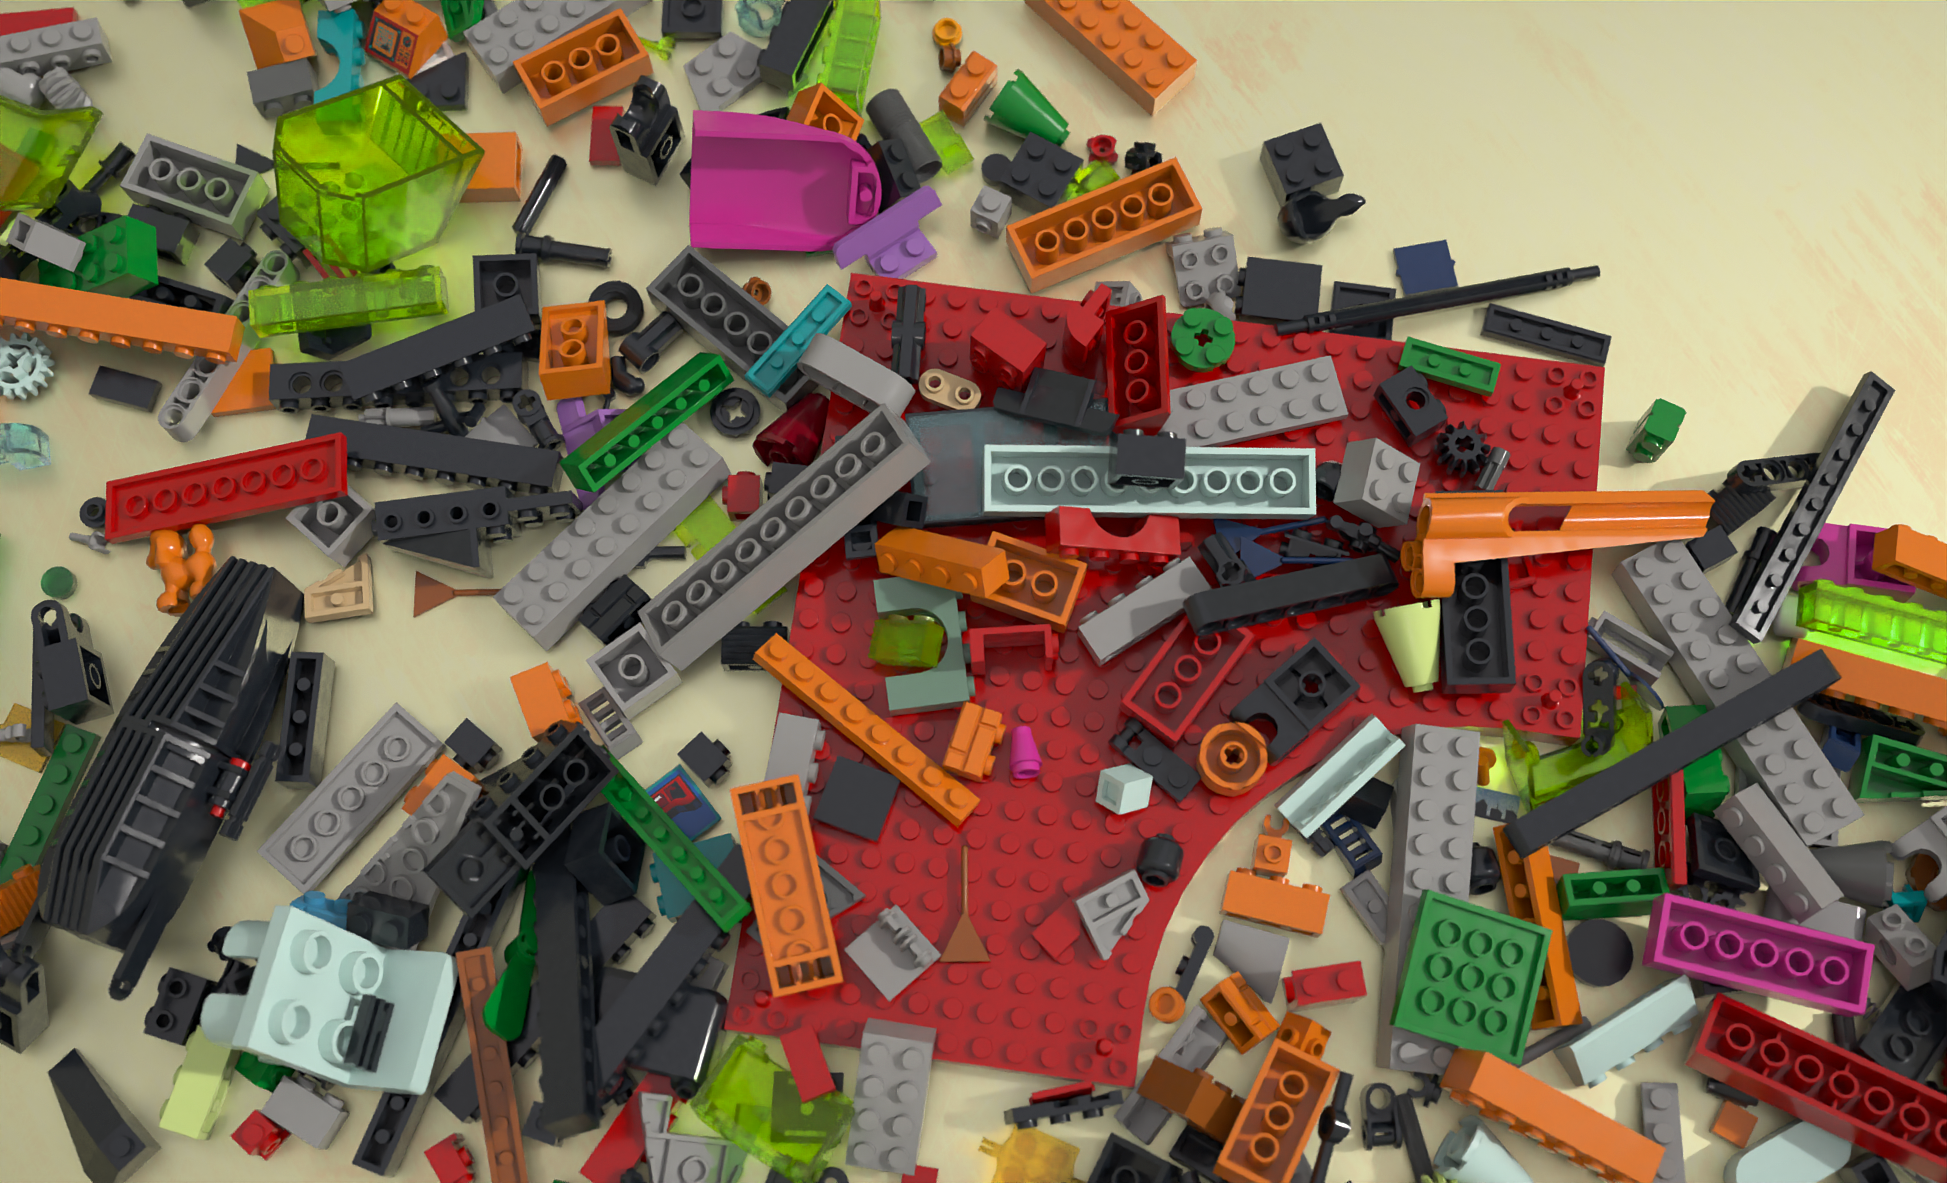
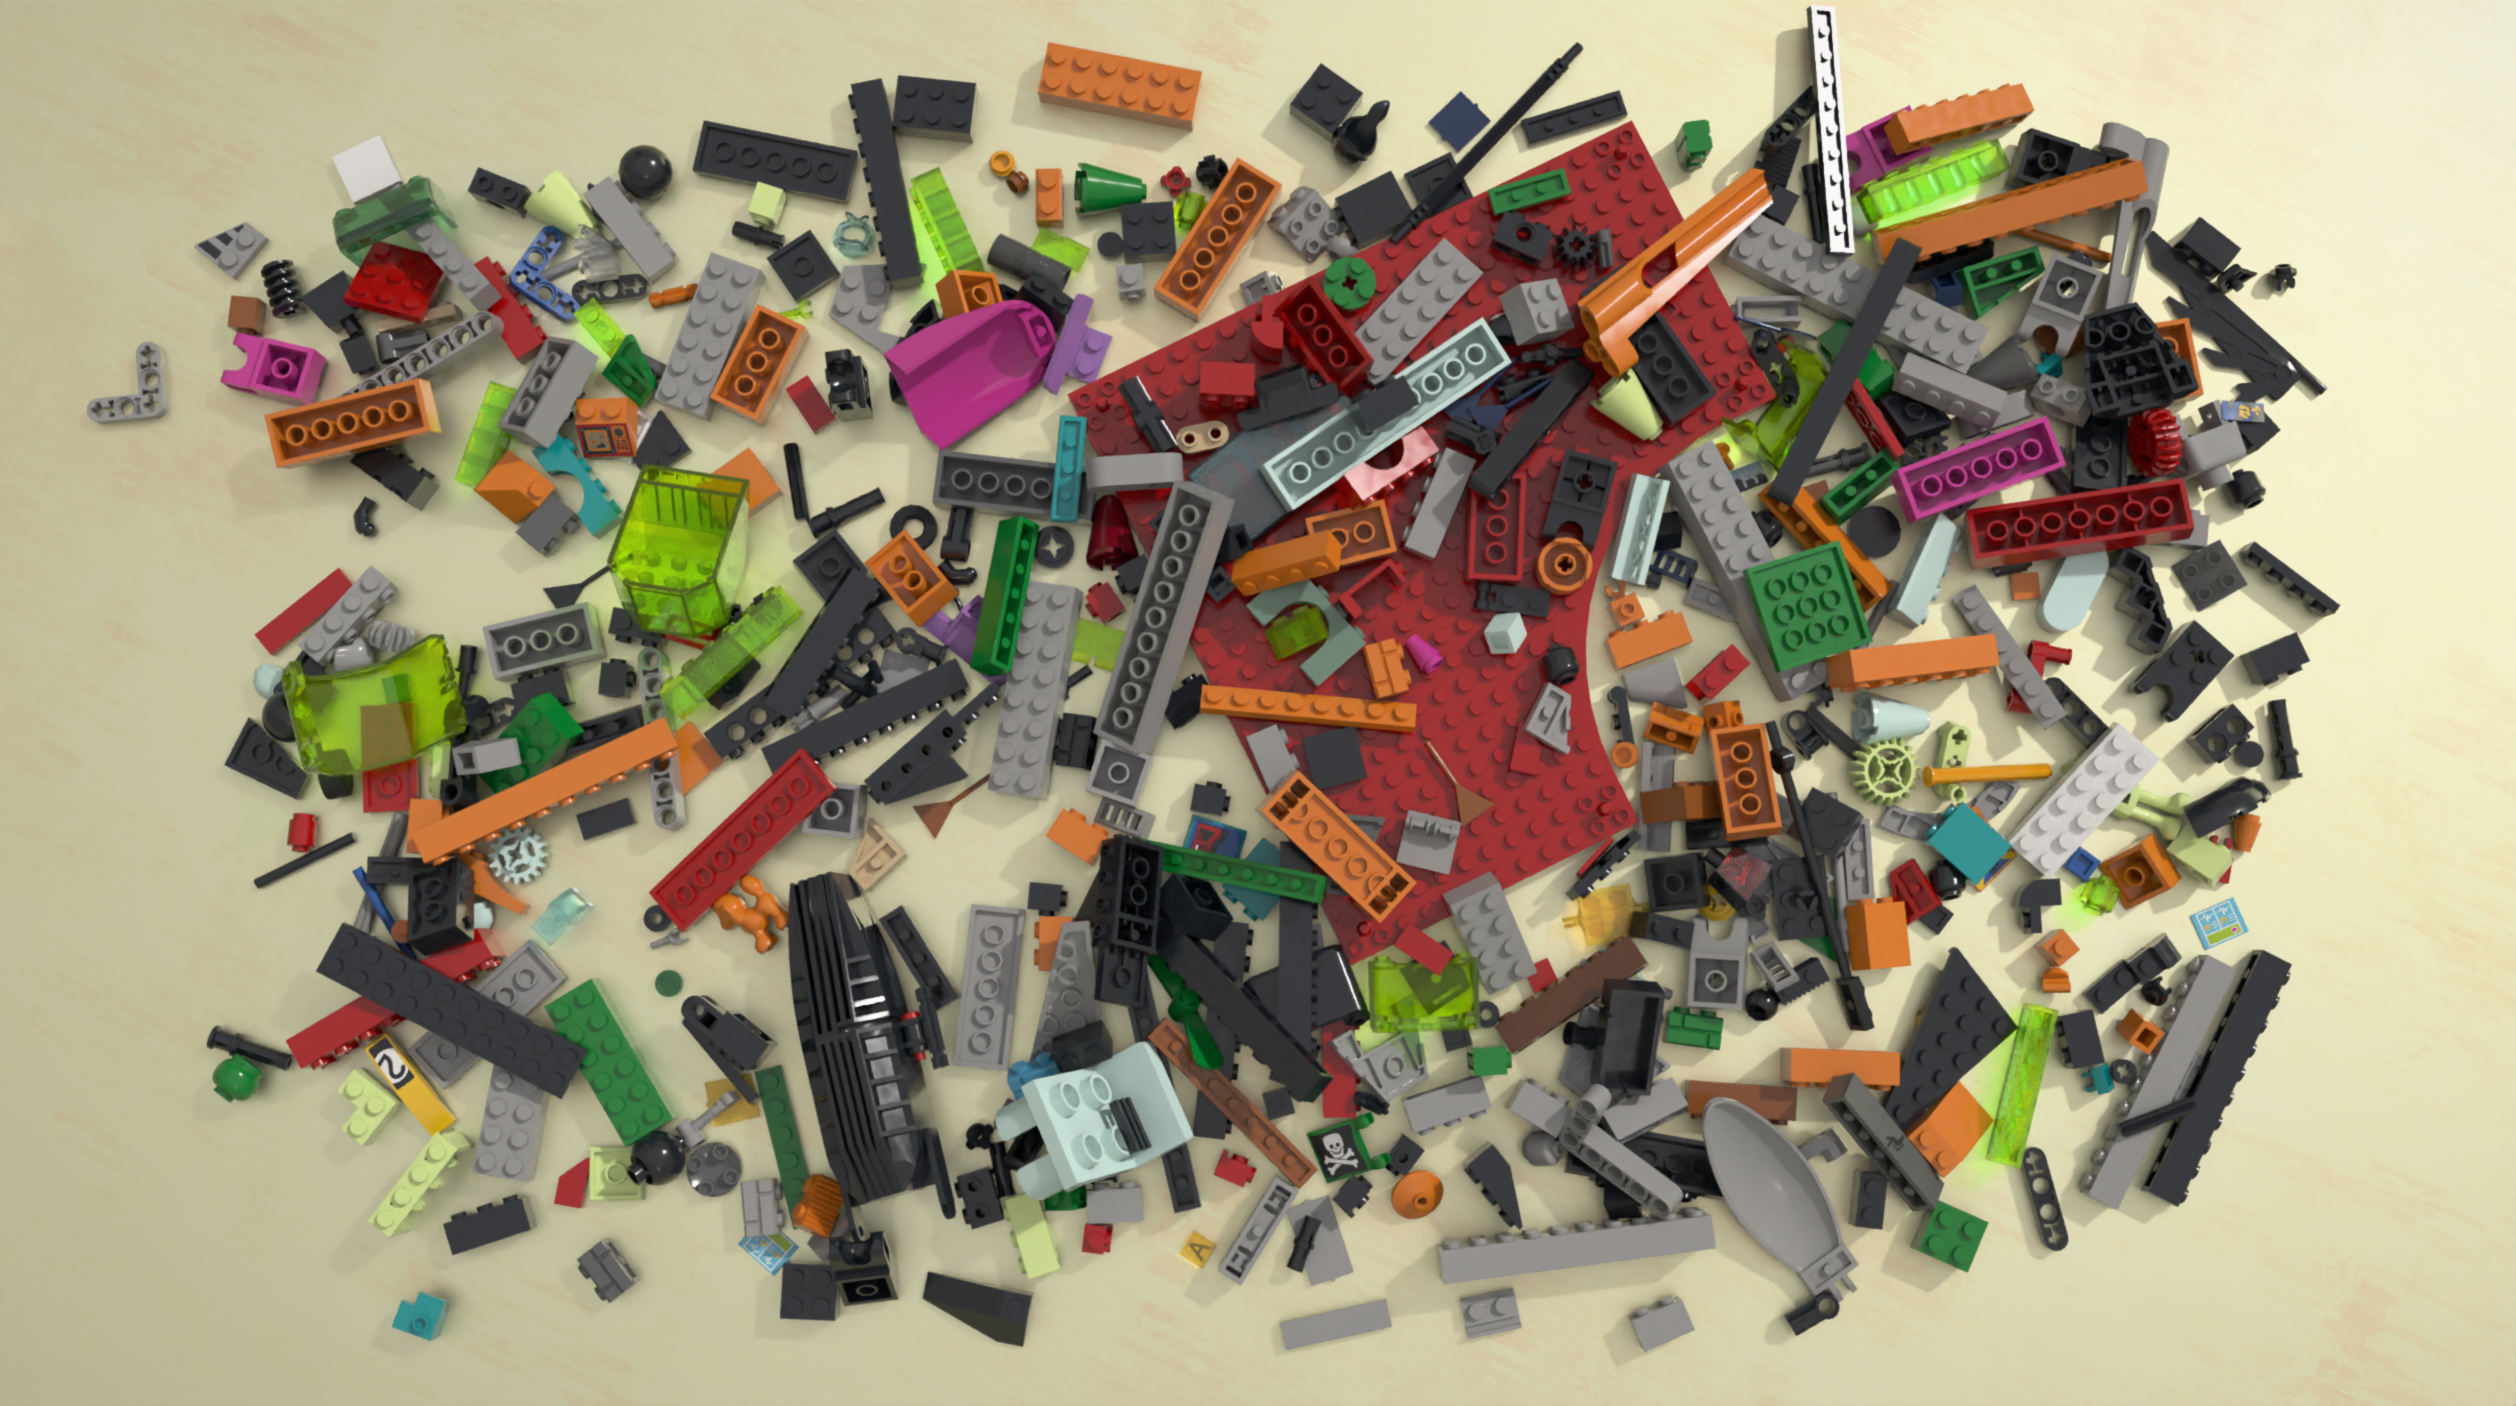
camera: 40 degrees left, 10 degrees up
(761, 288) = (1006, 448): dark orange plate -> none

